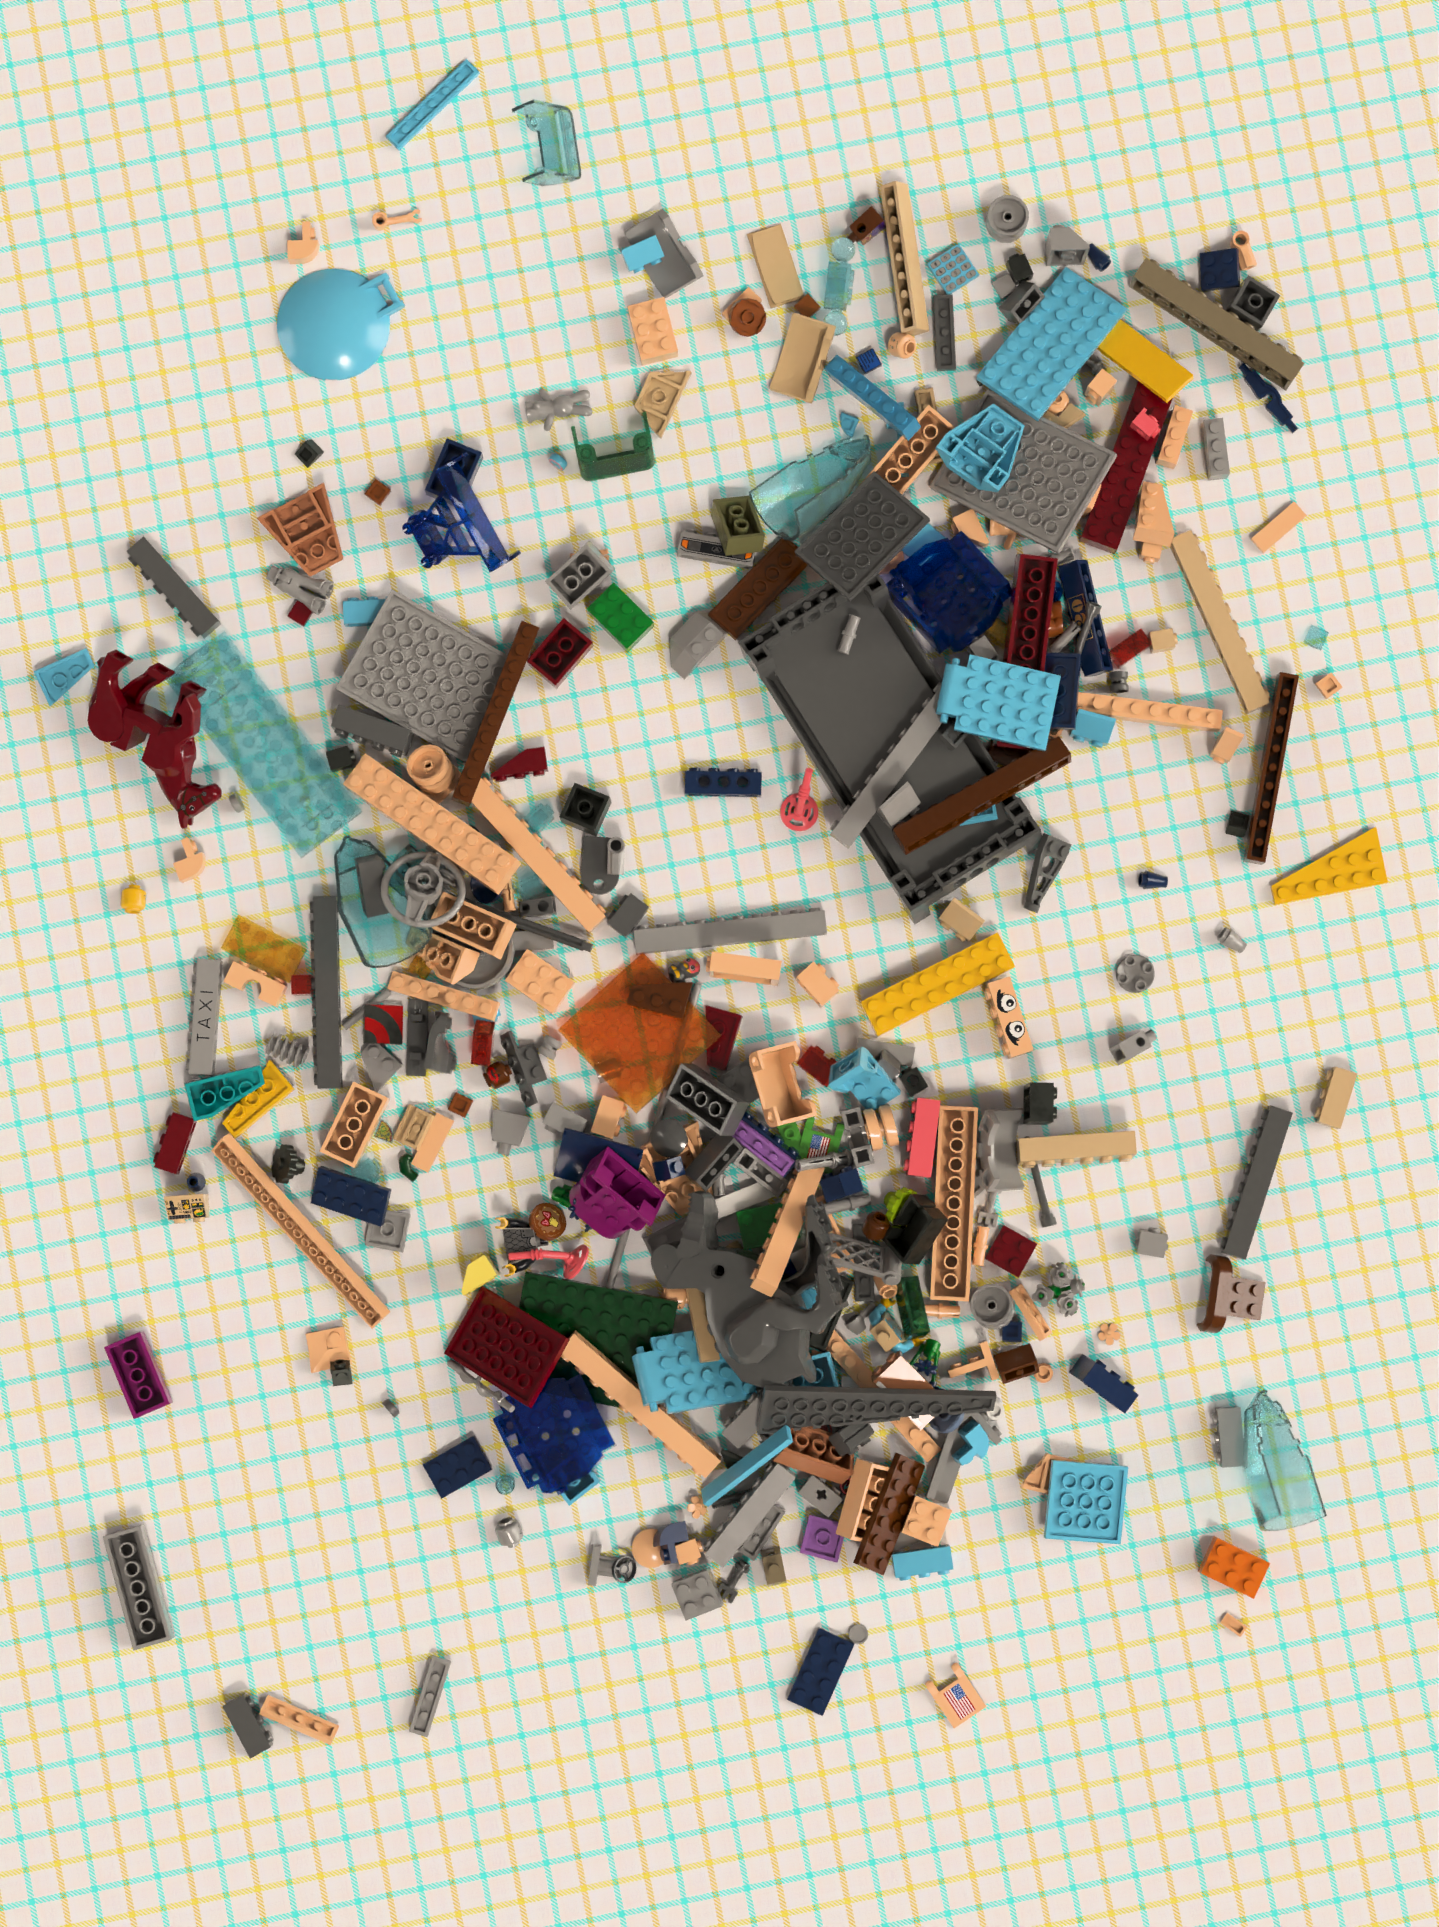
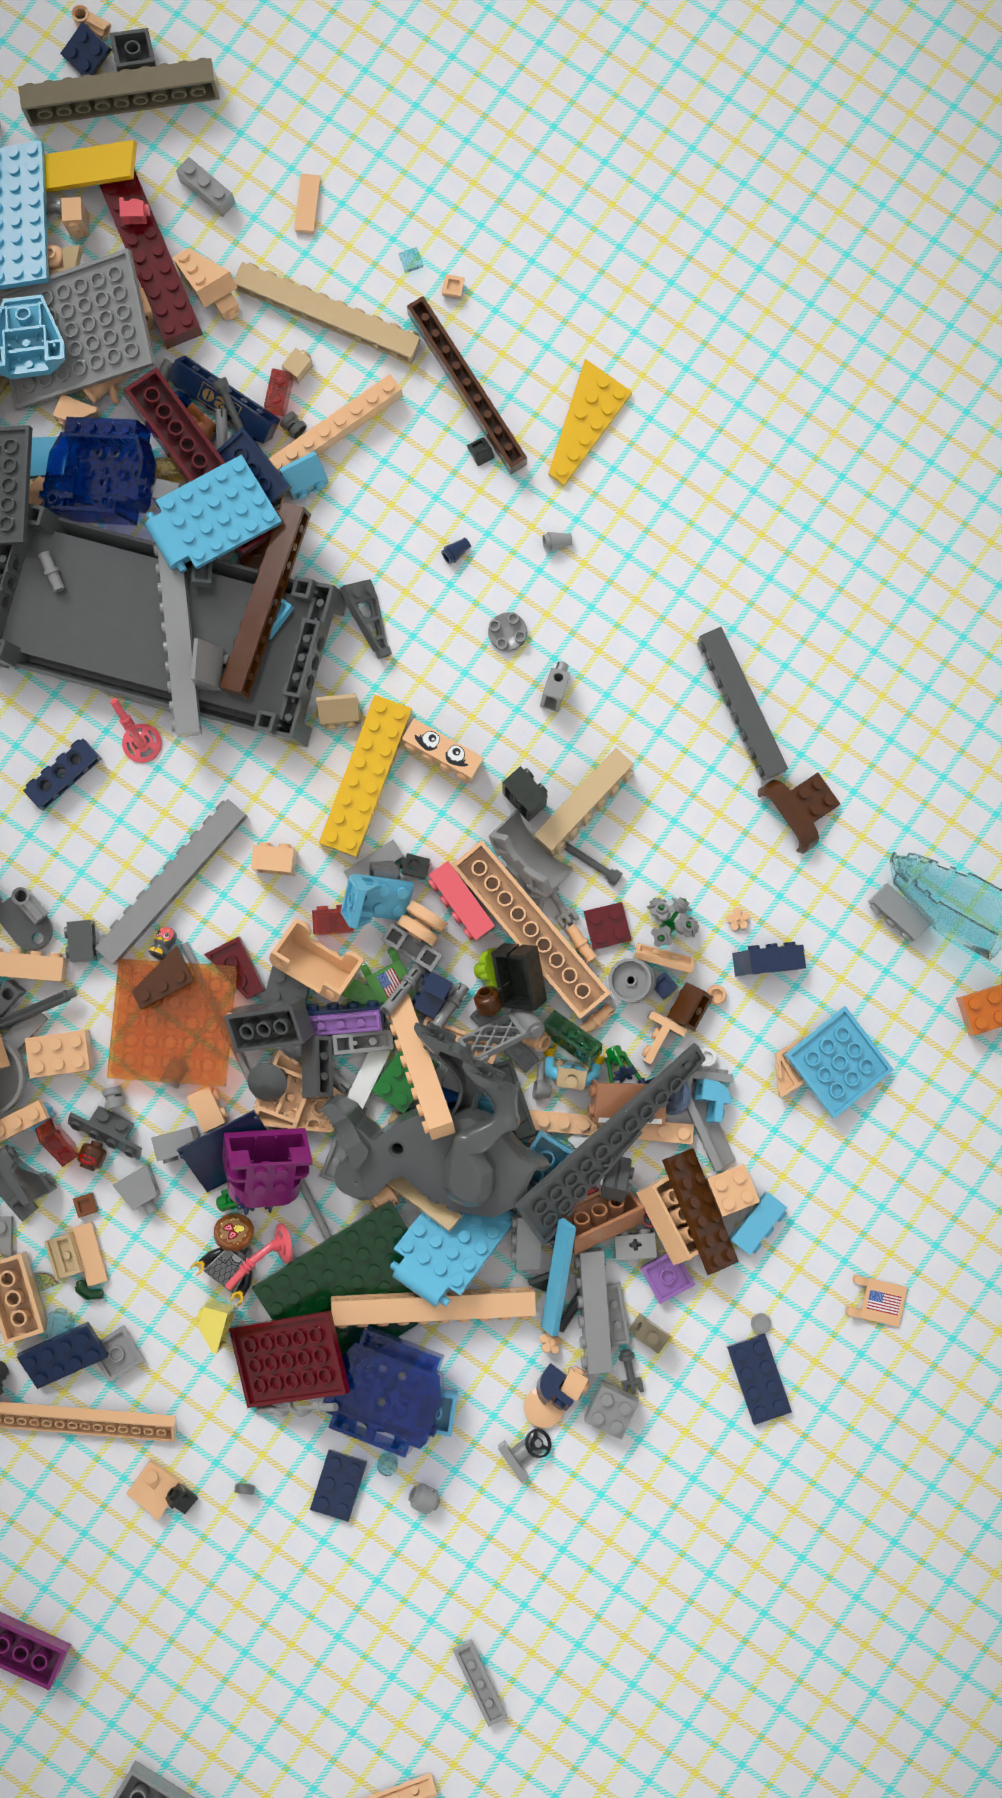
camera: 45 degrees left, 0 degrees up
(668, 1168) = (288, 1105): dark blue brick -> none
(743, 968) = (204, 898): light nougat window -> none
(1151, 1242) = (706, 821): light grey head -> none
(1174, 437) = (166, 205): light nougat brick -> none
(1226, 745) = (417, 396): light nougat slope -> none
(1275, 406) = (200, 114): dark blue piece -> none
(1335, 1097) = (742, 586): tan brick -> none

